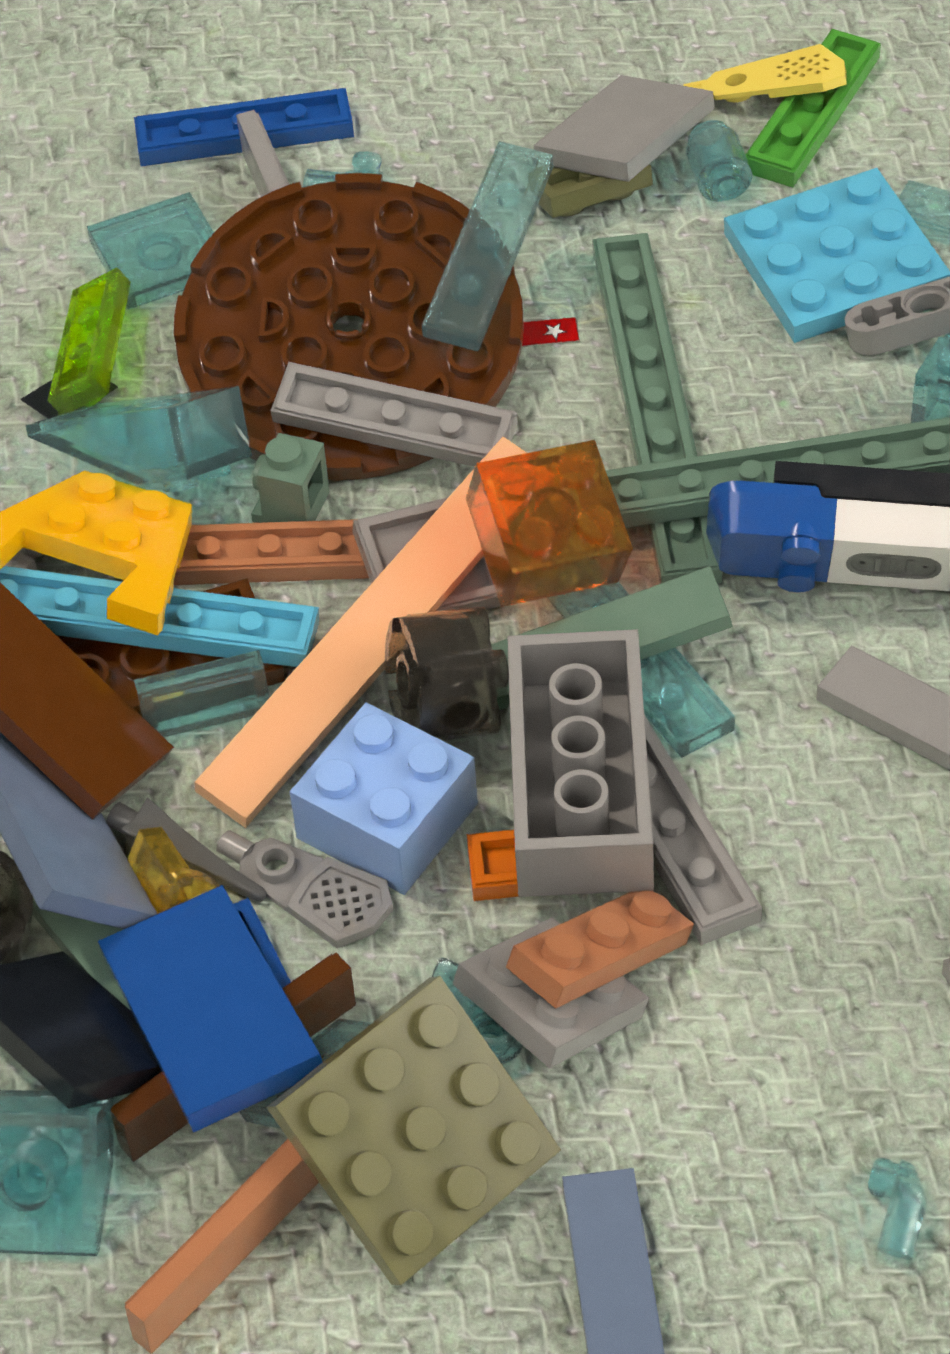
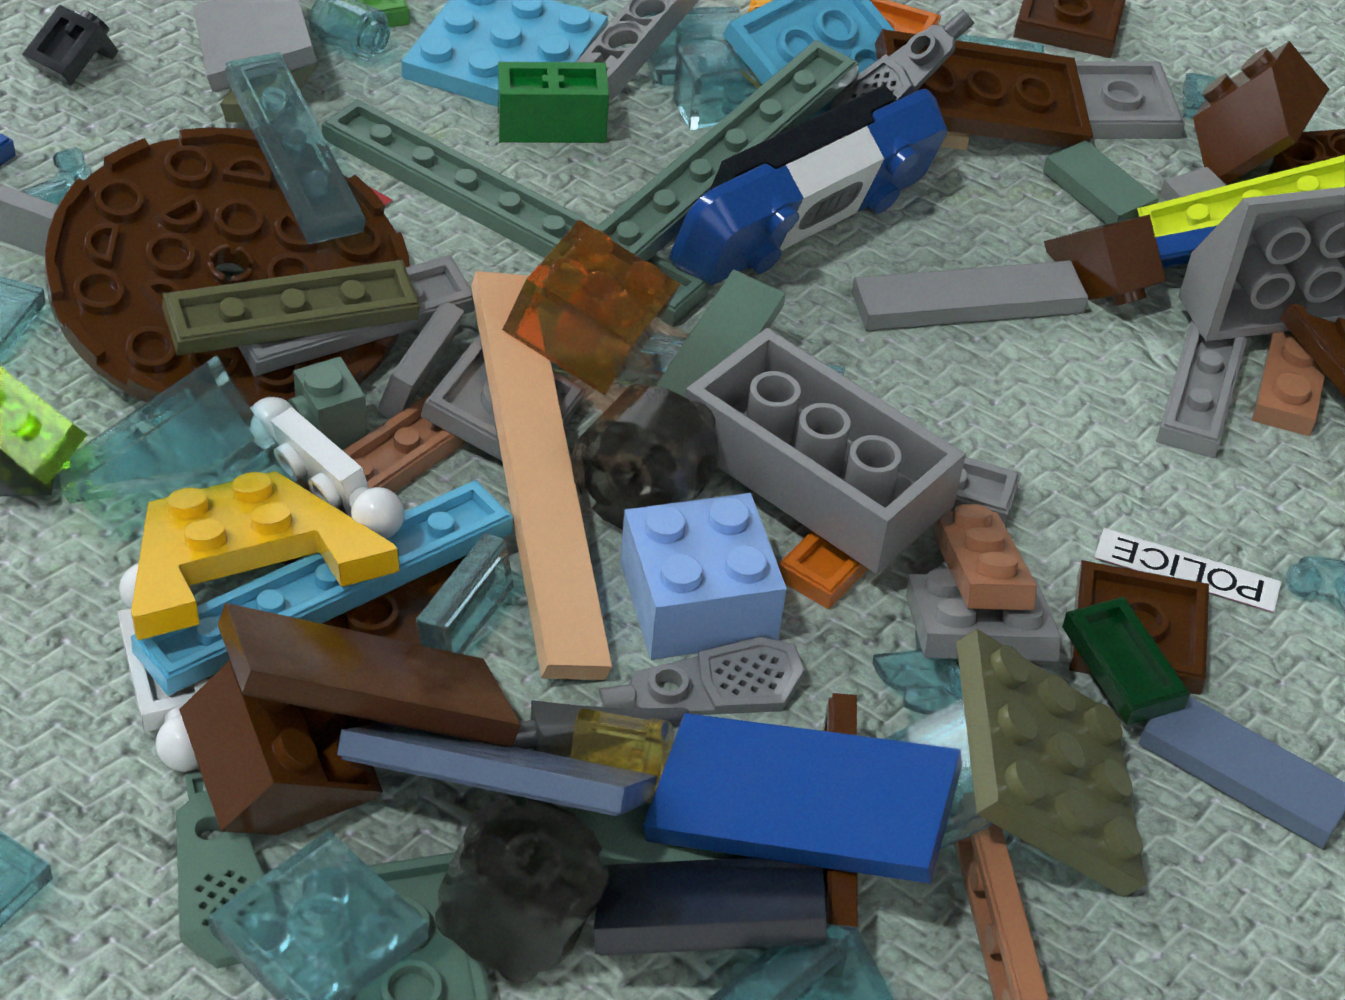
camera: 55 degrees left, 5 degrees down
(213, 525) = (327, 469): none -> white plate
(335, 380) = (289, 307): none -> olive tile
(407, 484) = (420, 360): none -> light grey tile
(483, 57) = (68, 44): none -> black bracket
(614, 1113) = (1125, 660): none -> dark green tile
(690, 1104) = (1168, 608): none -> reddish brown tile
(792, 326) = (552, 102): none -> green hinge
(808, 1096) = (1166, 561): none -> white sticker

